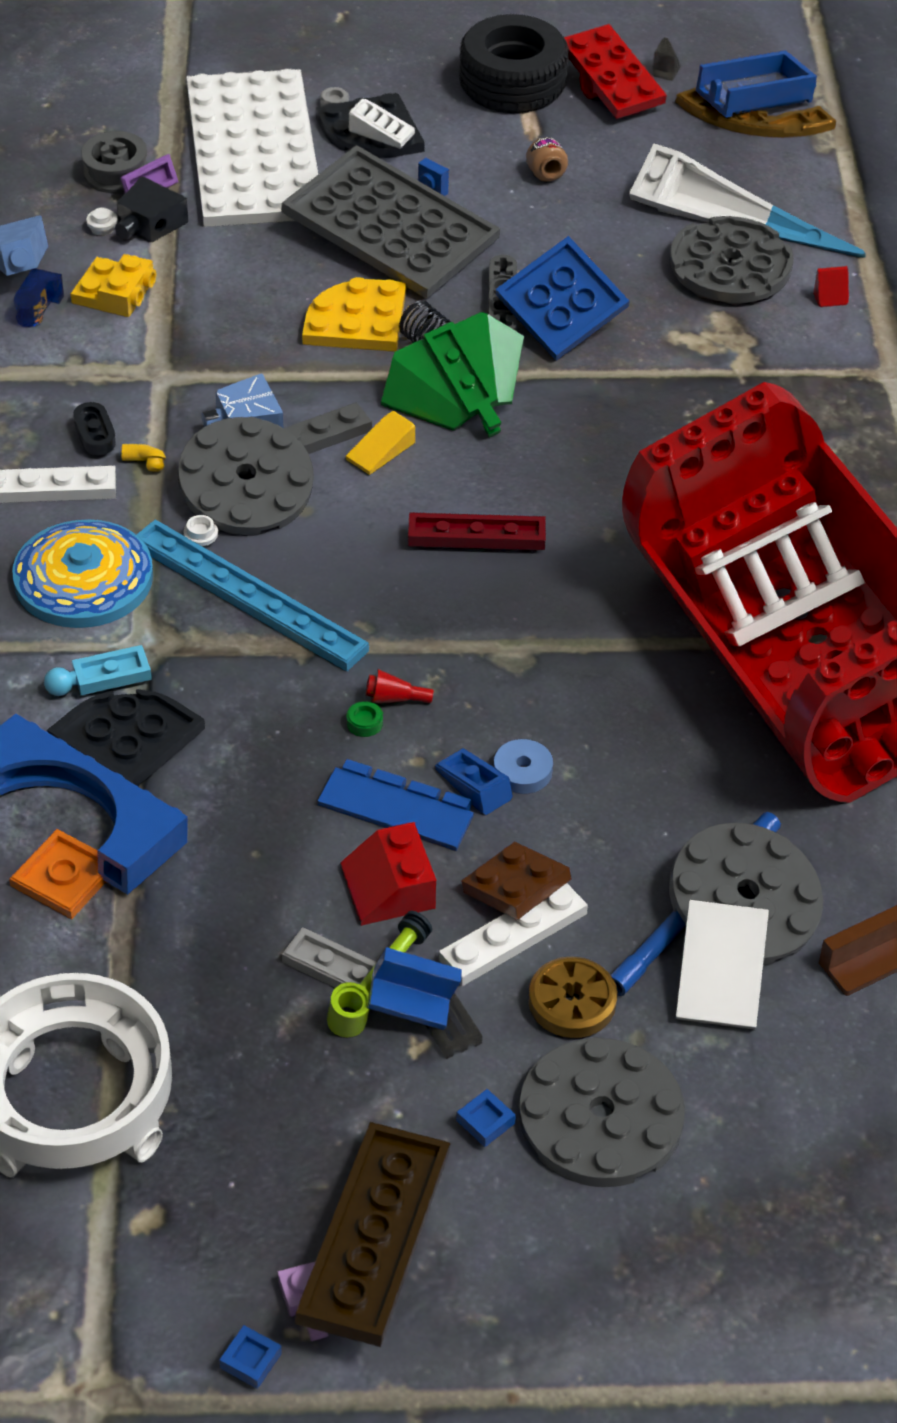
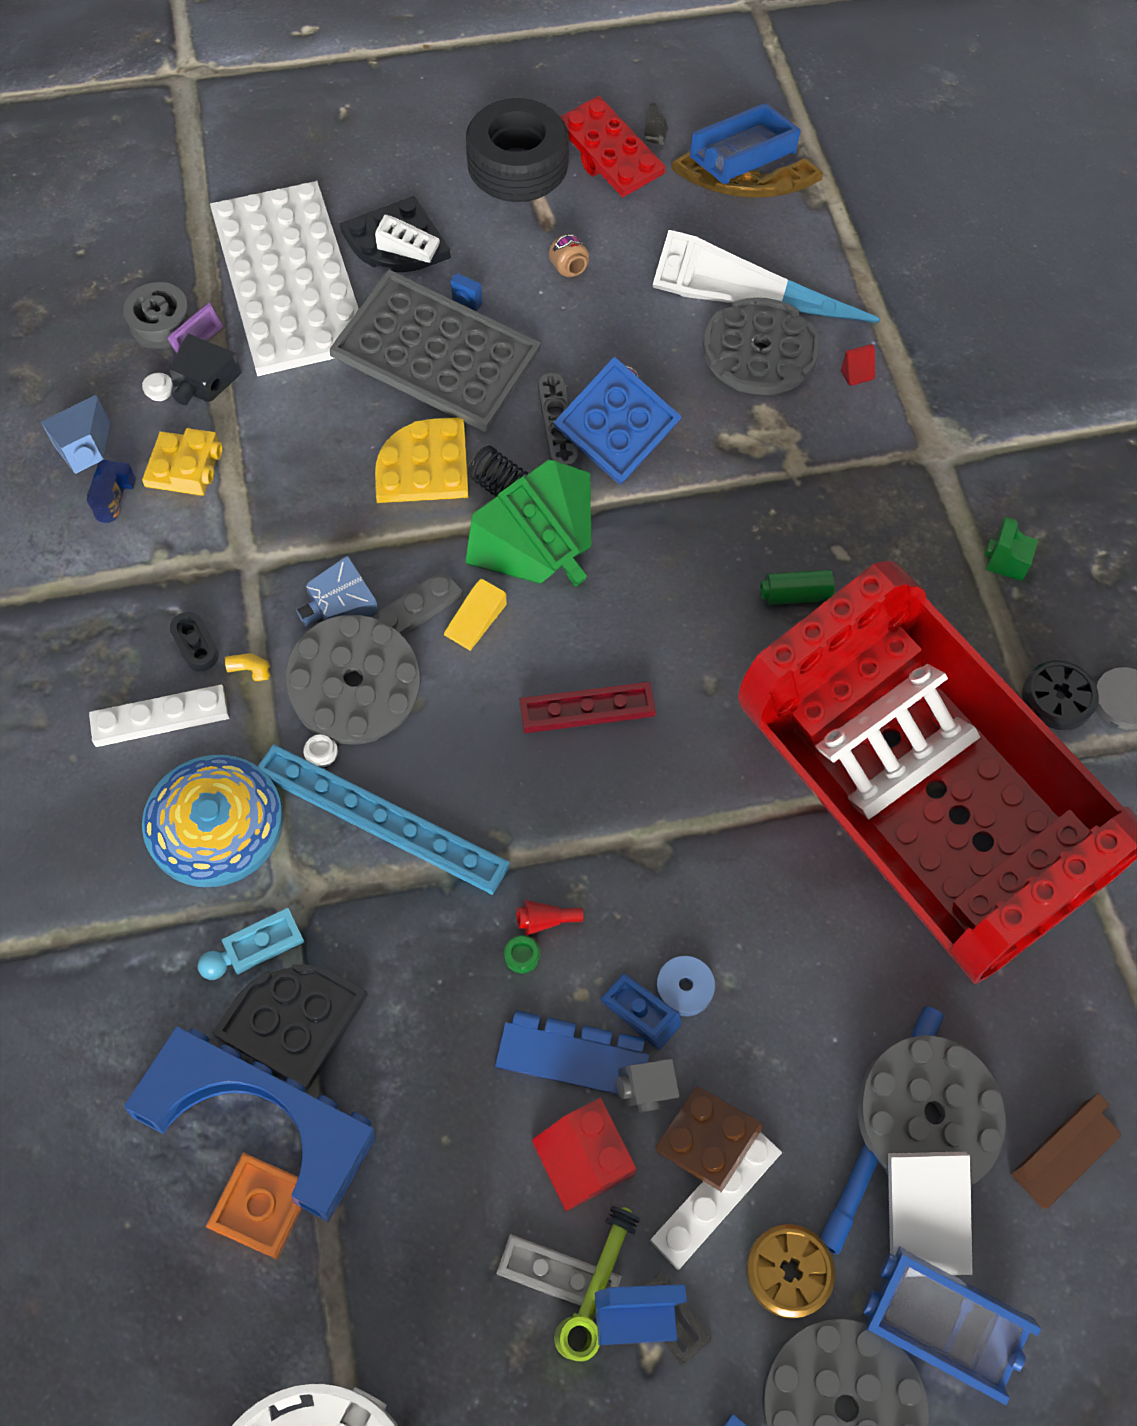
camera: 10 degrees left, 15 degrees up
(333, 95) = (353, 208): light grey tile -> none
(464, 826) = (647, 1084): none -> dark grey brick
(721, 1049) = (949, 1323): none -> door

